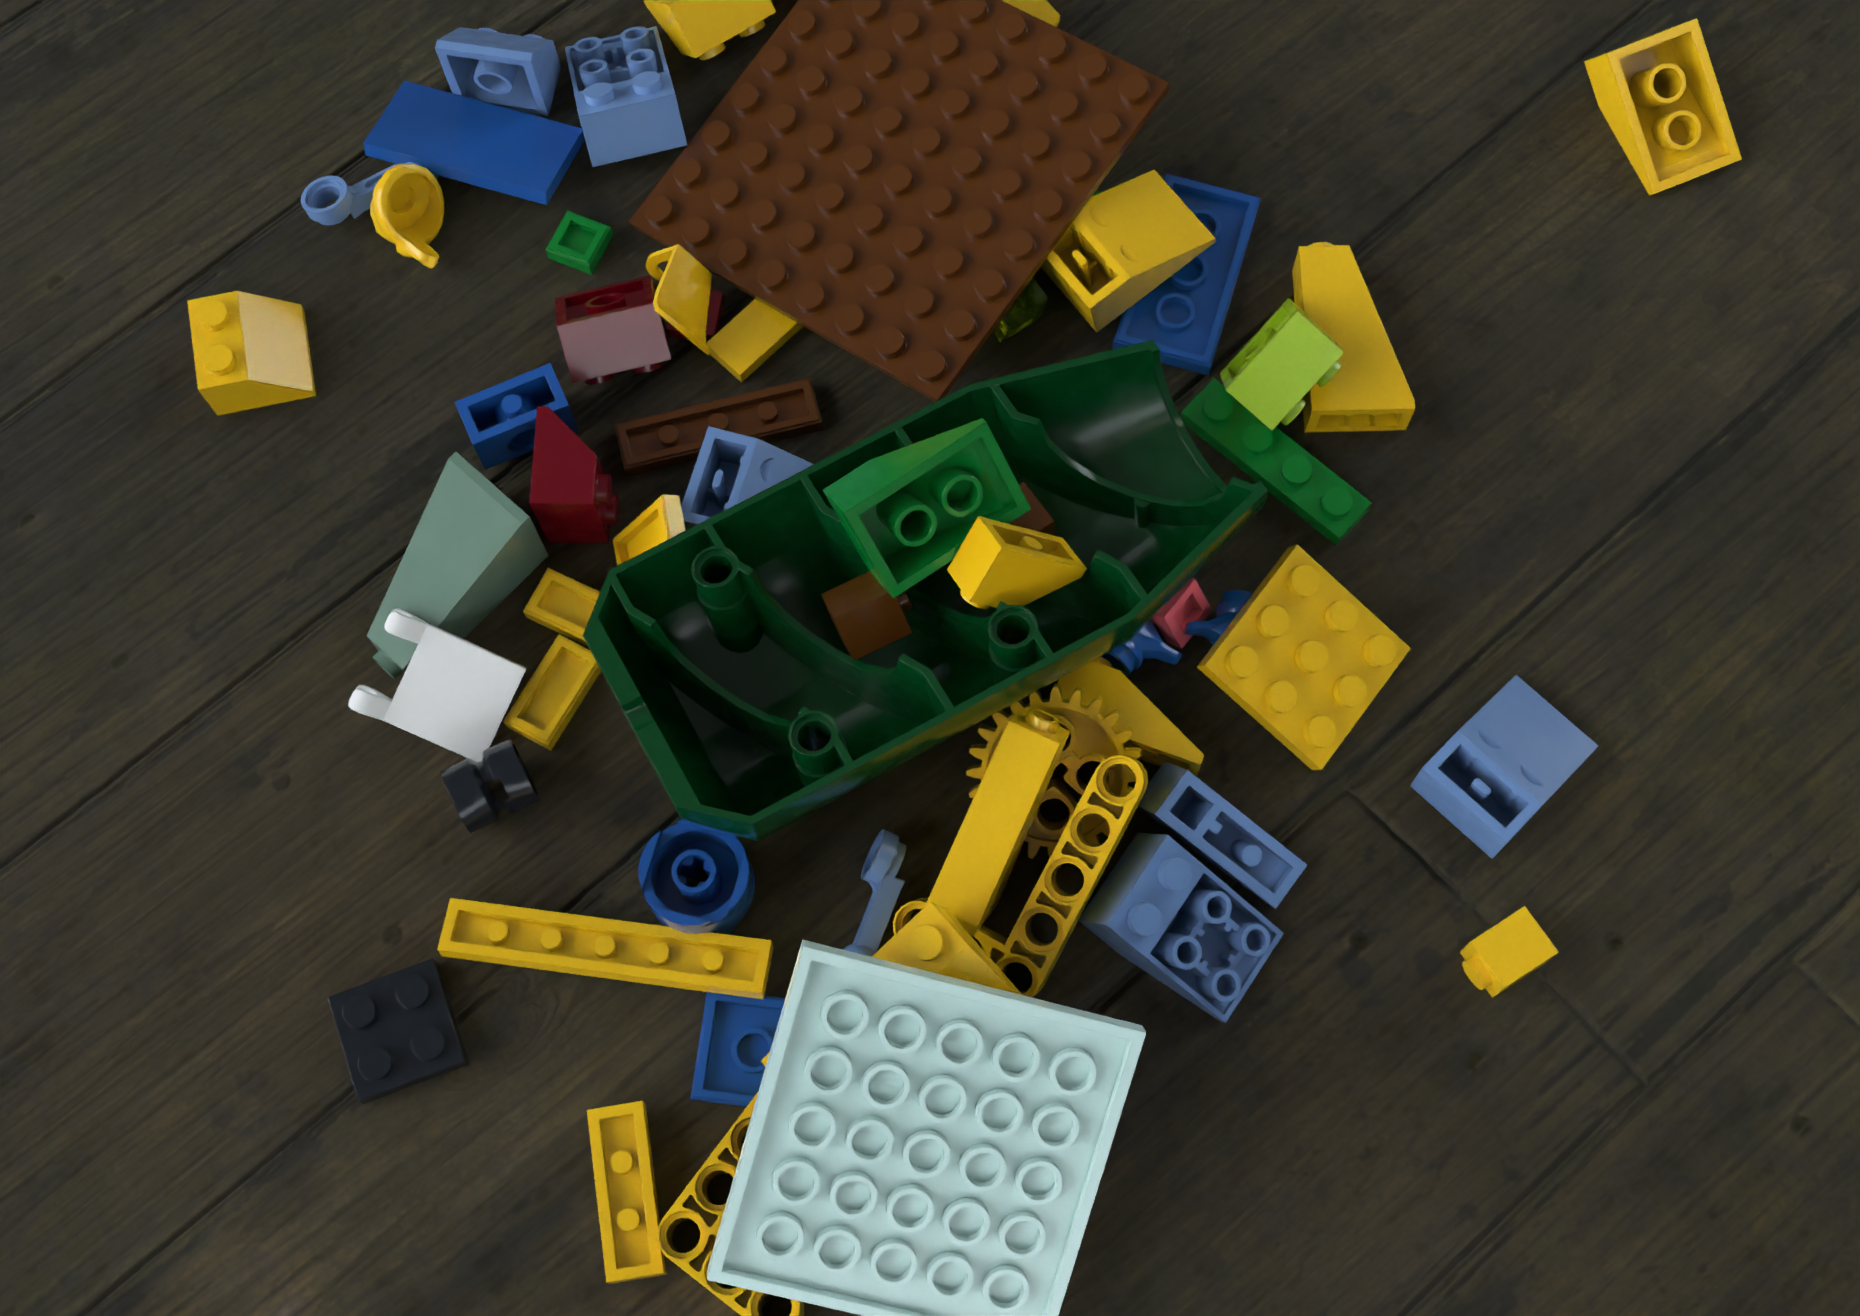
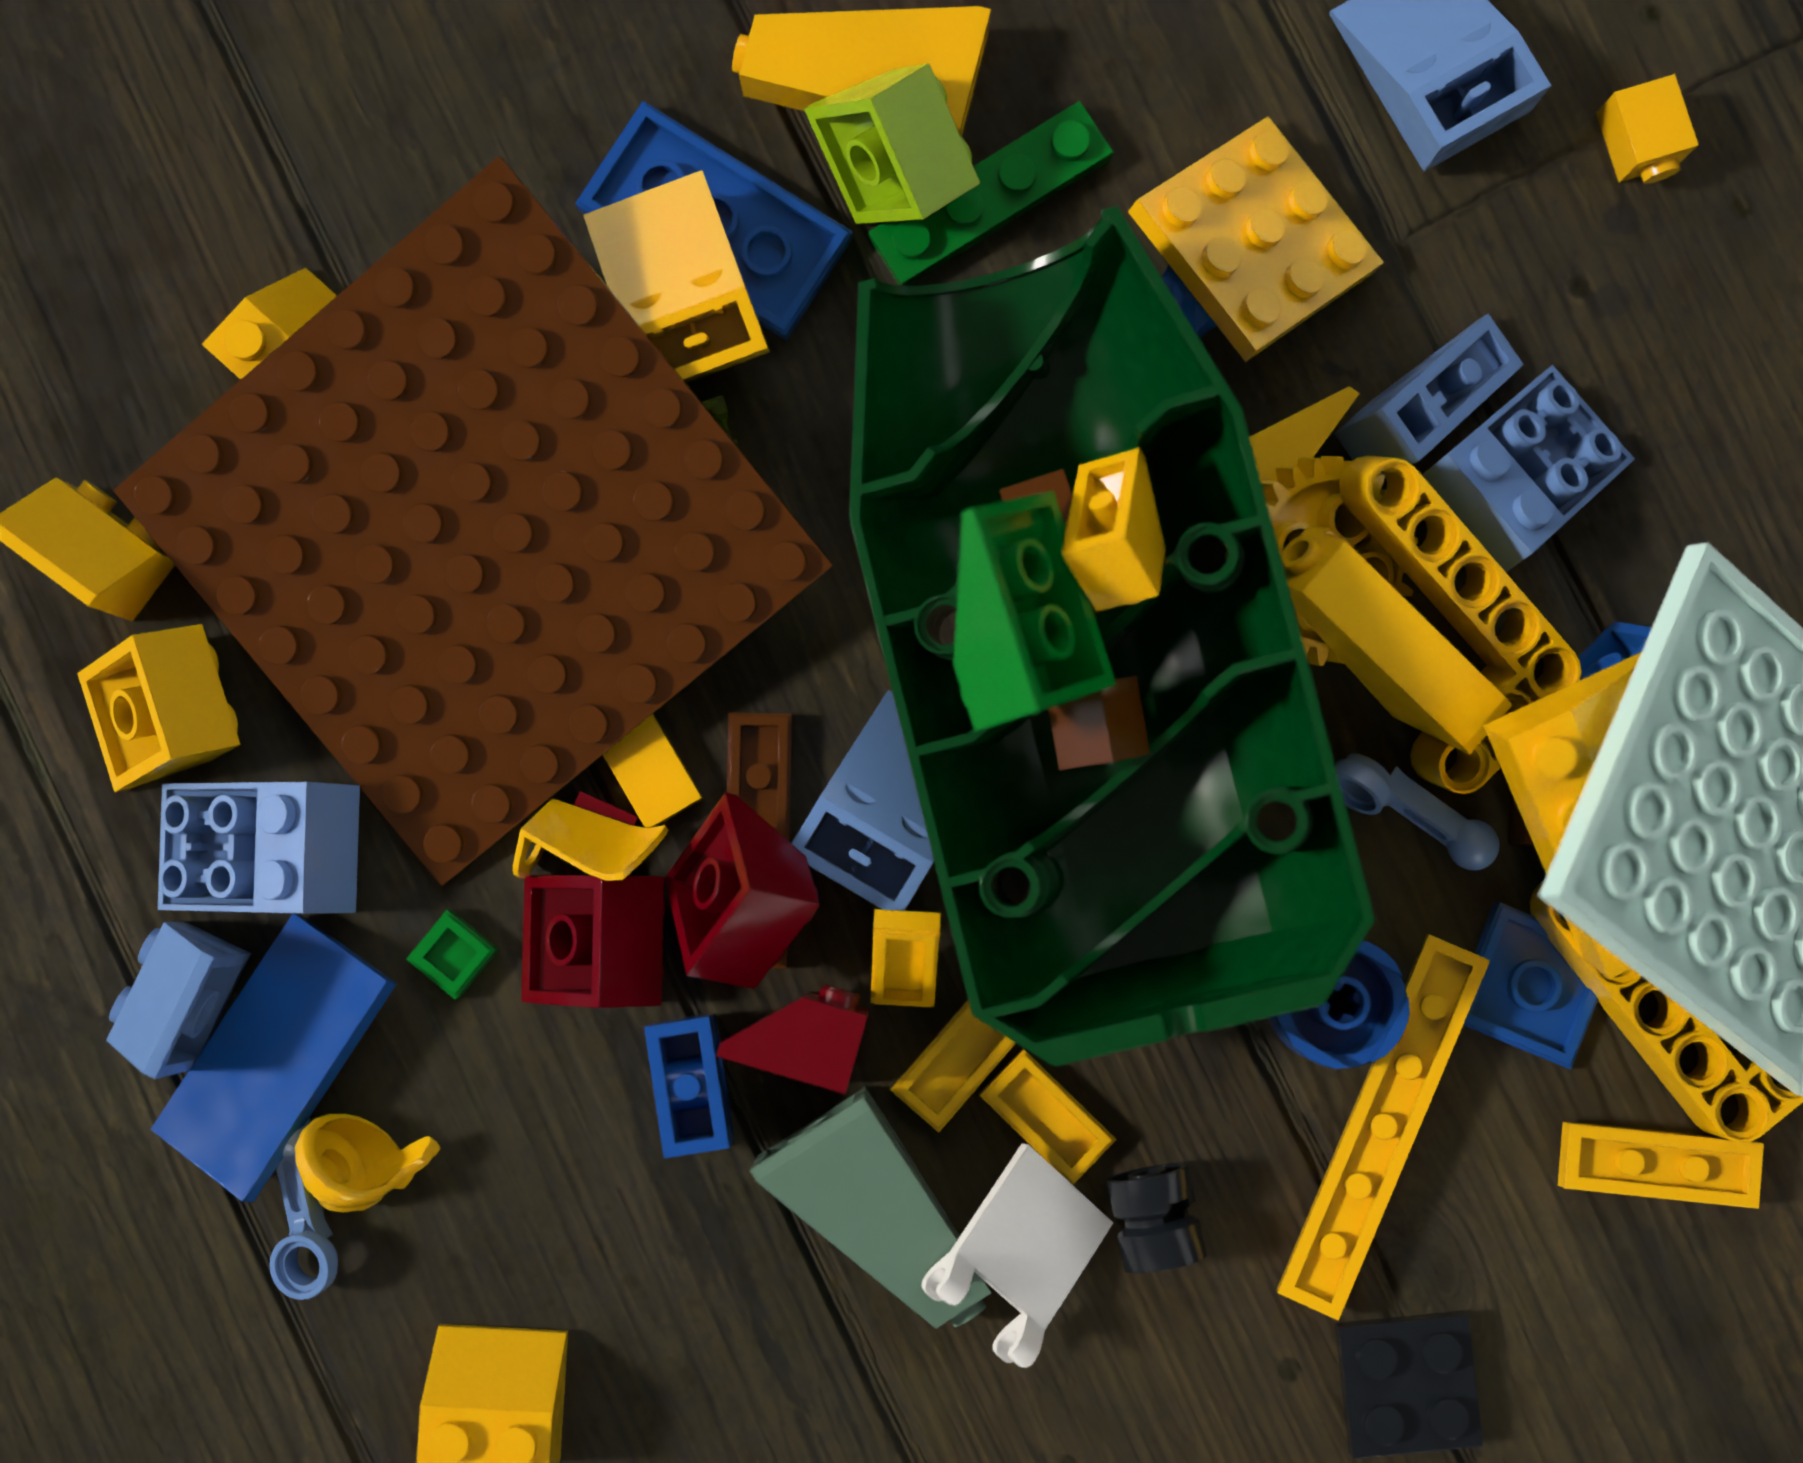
camera: 75 degrees left, 15 degrees up
(663, 405) = (738, 896): none -> dark red slope

